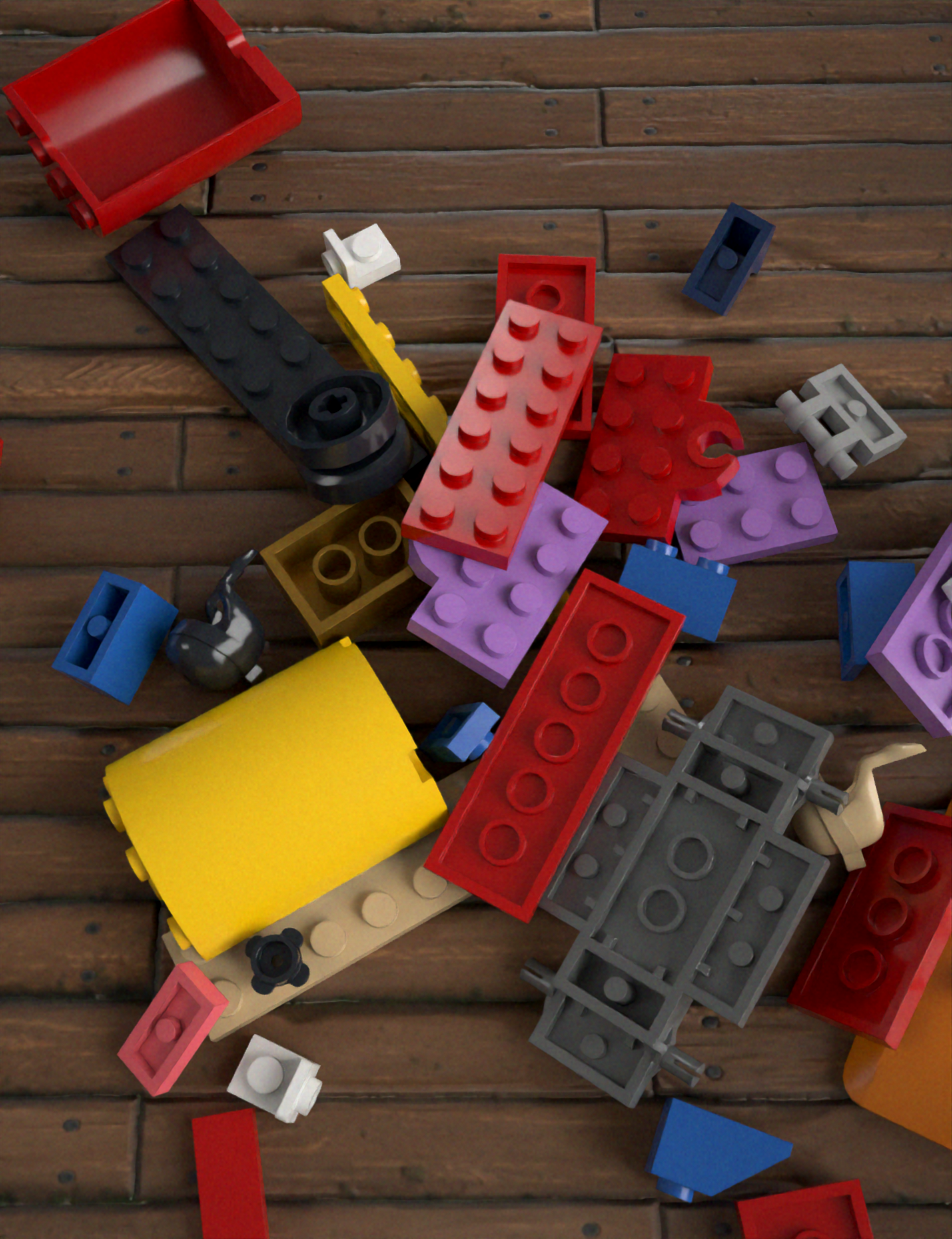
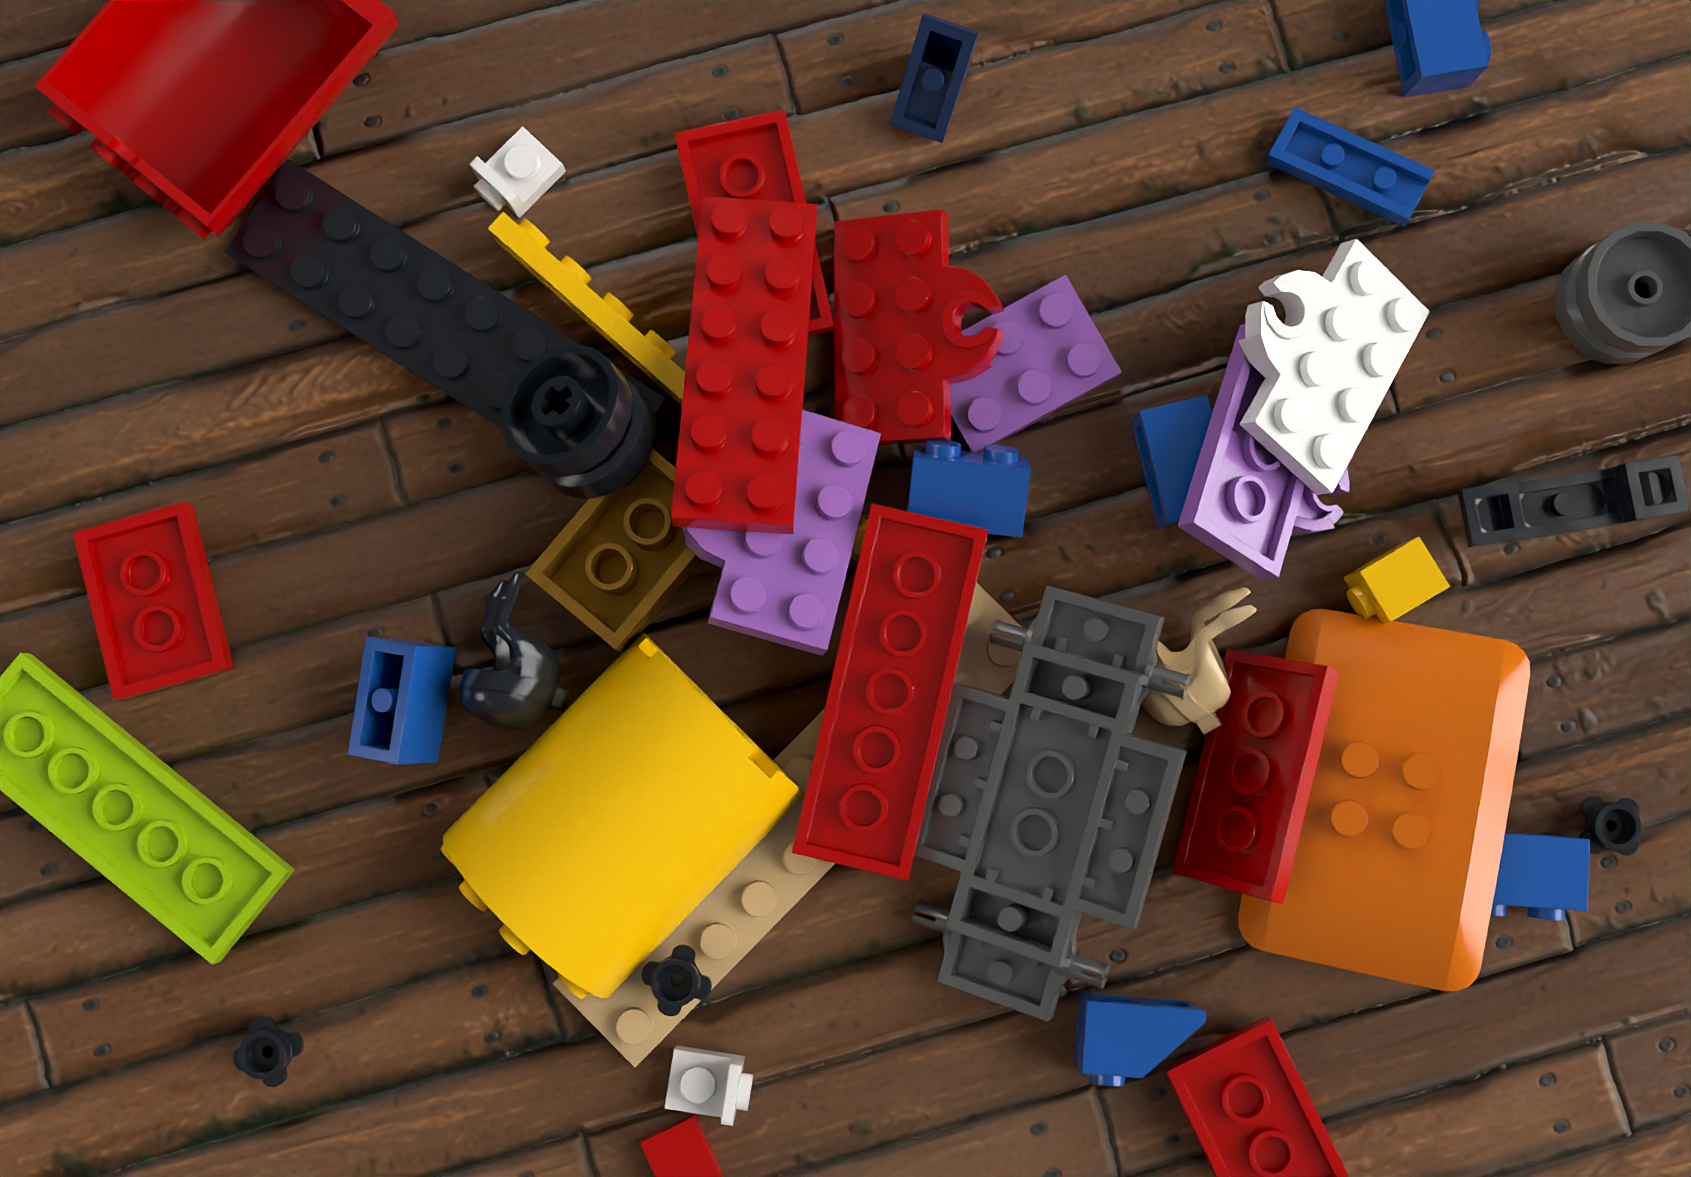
camera: 20 degrees left, 15 degrees up
(172, 1028) = (595, 1069): coral plate -> none
(460, 733) = (789, 707): blue plate -> none
(849, 412) = (1108, 231): light grey plate -> none

